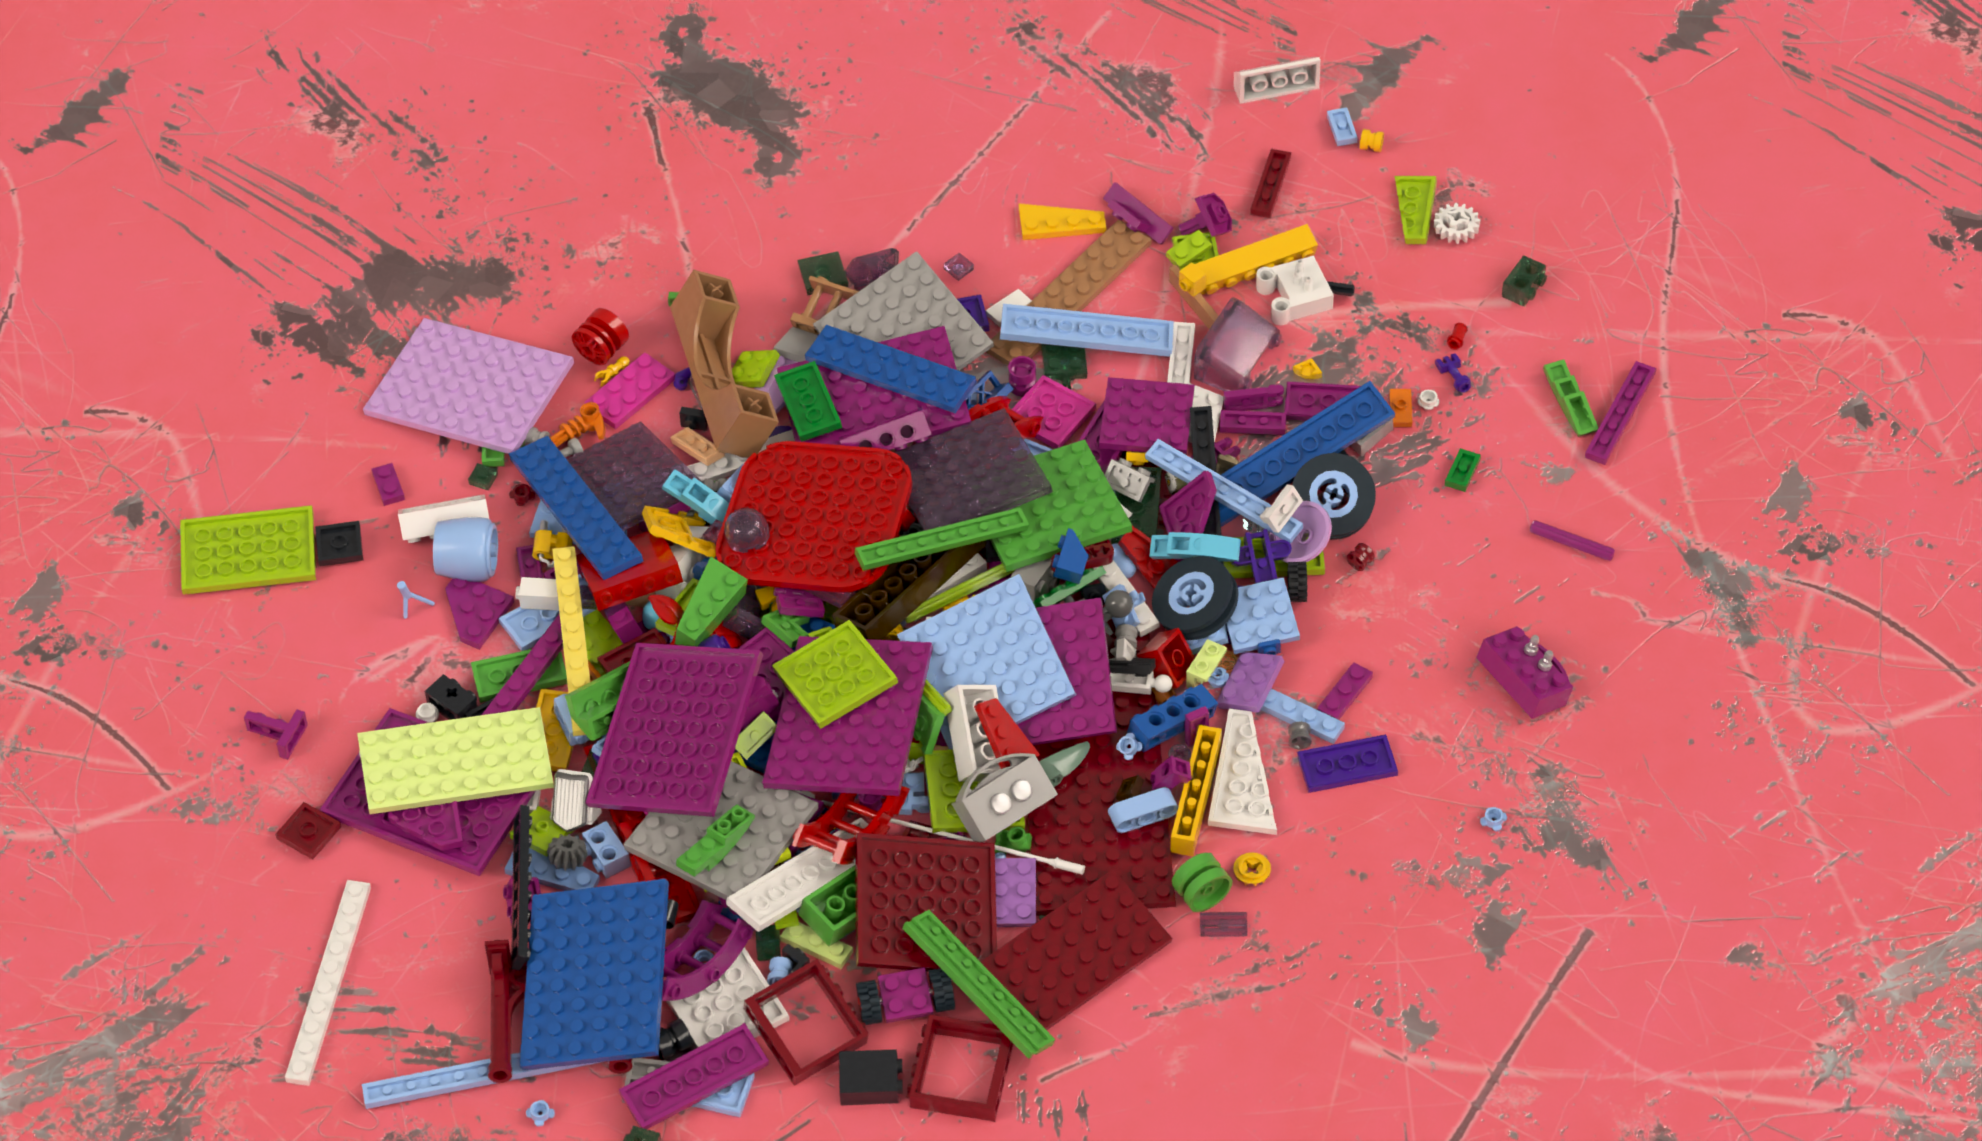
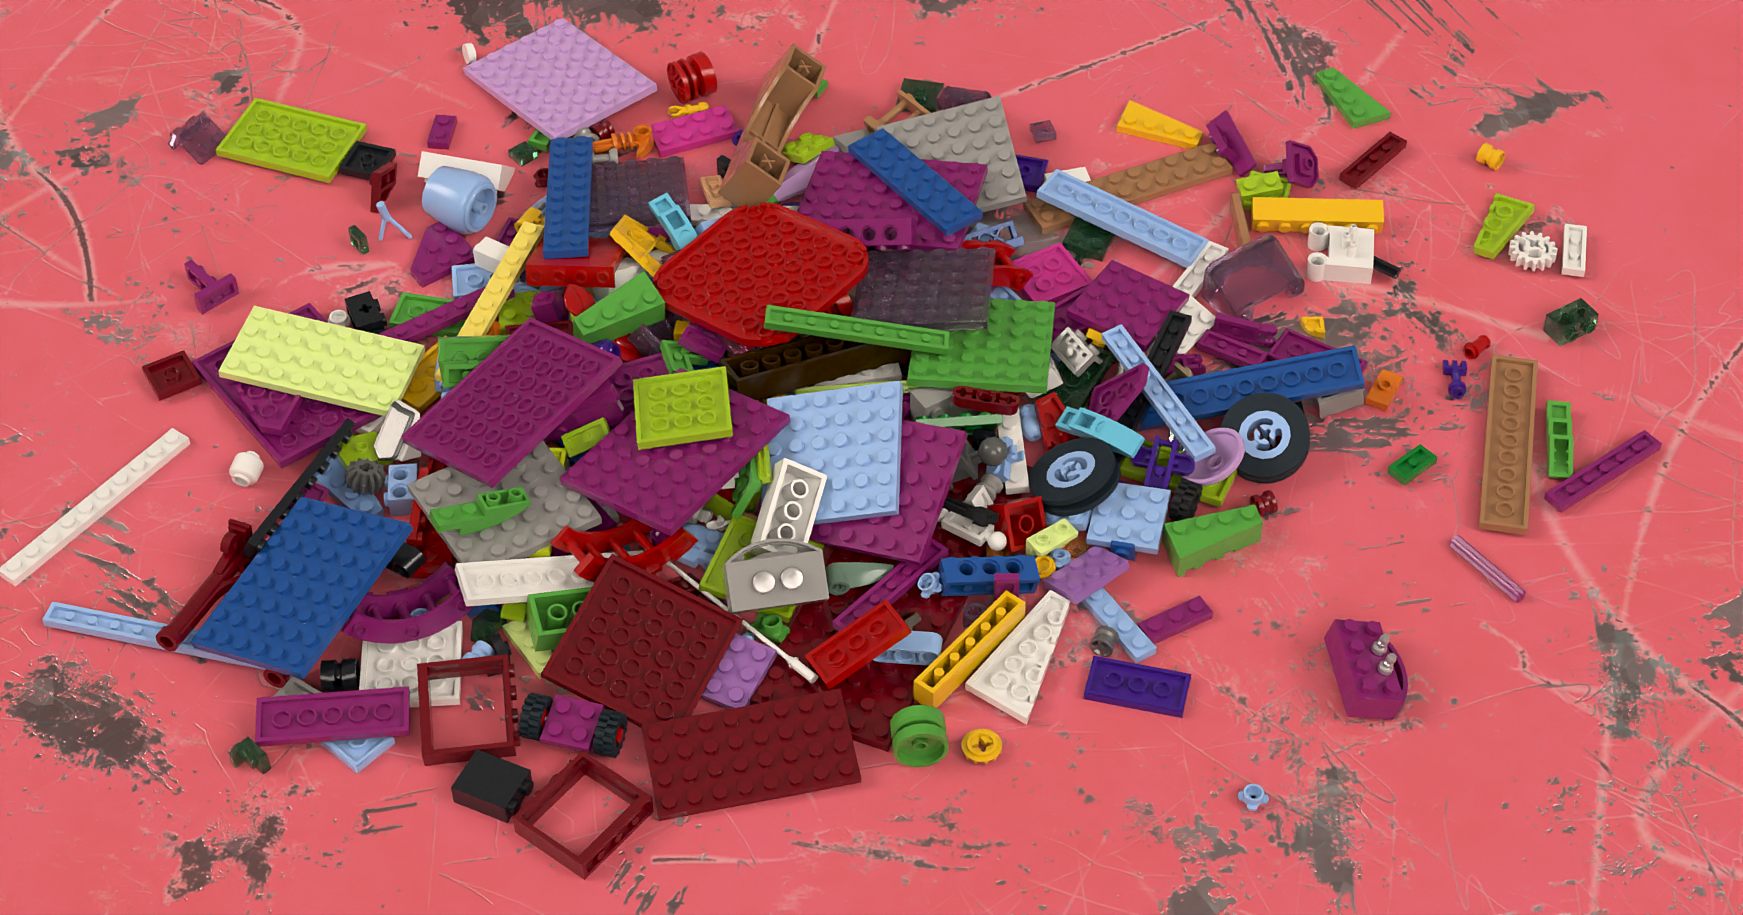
camera: 25 degrees right, 5 degrees down
(154, 582) = (198, 137): none -> bracket
(358, 391) = (469, 53): none -> white tile
(372, 560) = (382, 183): none -> dark red wing
(389, 626) = (358, 239): none -> tile
(447, 890) = (246, 468): none -> white head
(540, 1106) = (184, 692): light blue plate -> none
(548, 422) = (603, 130): none -> dark red wheel
(746, 530) = (691, 261): cylinder -> none
(808, 401) = (824, 183): green plate -> none
(979, 984) = (641, 741): bright green plate -> none
(1002, 731) = (810, 520): red wing -> none
(1021, 375) = (1039, 233): magenta wheel -> none
(1072, 559) = (967, 394): blue slope -> none
(1095, 771) = (892, 585): none -> magenta plate
(1106, 824) = (858, 644): none -> red plate
(1171, 773) = (949, 622): magenta leg -> none
(1192, 279) = (1243, 208): yellow plate -> none
(1213, 688) = (1046, 566): none -> yellow plate
(1220, 129) = (1351, 101): none -> bright green wing
(1223, 921) = (924, 784): tile -> none
(1277, 79) = (1430, 78): white slope -> none
(1282, 508) = (1200, 424): white hinge -> none
(1333, 606) = (1210, 536): none -> bright green wedge
(1342, 126) = (1469, 137): light blue plate -> none
(1428, 399) = (1415, 391): white plate -> none
(1490, 208) = (1574, 250): none -> white plate
(1531, 418) = (1508, 445): none -> medium nougat plate

